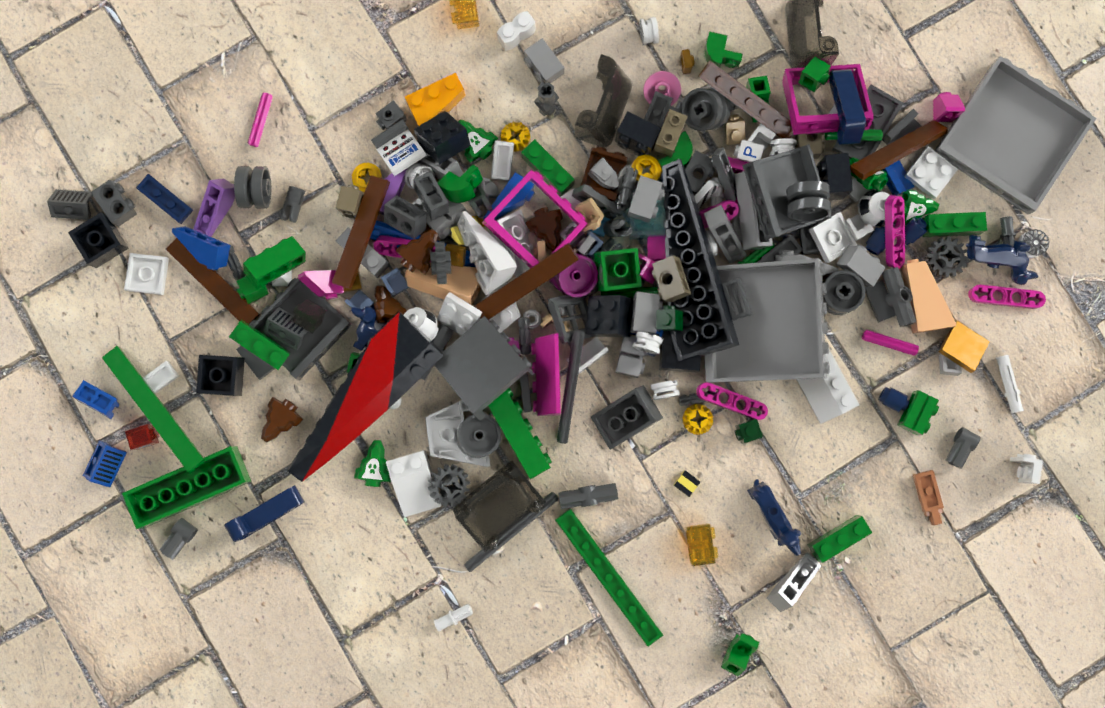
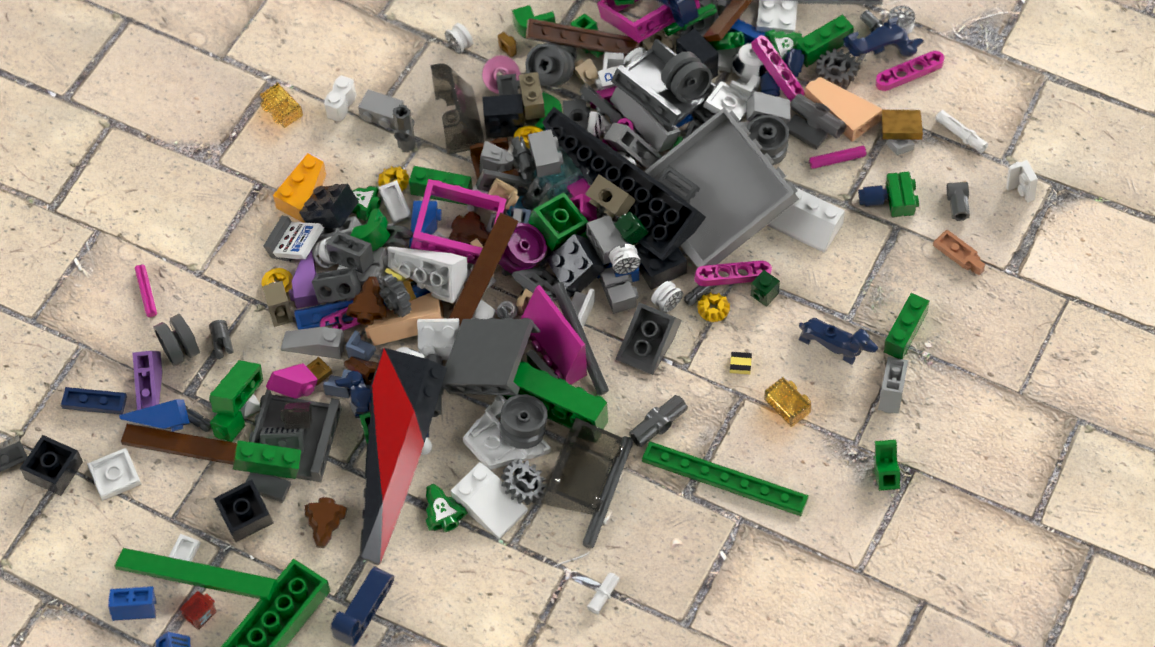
camera: 30 degrees left, 25 degrees down
(111, 205) = (47, 428): dark grey brick -> none
(361, 232) = (303, 319): reddish brown tile -> none
(389, 115) = (267, 220): dark grey brick -> none

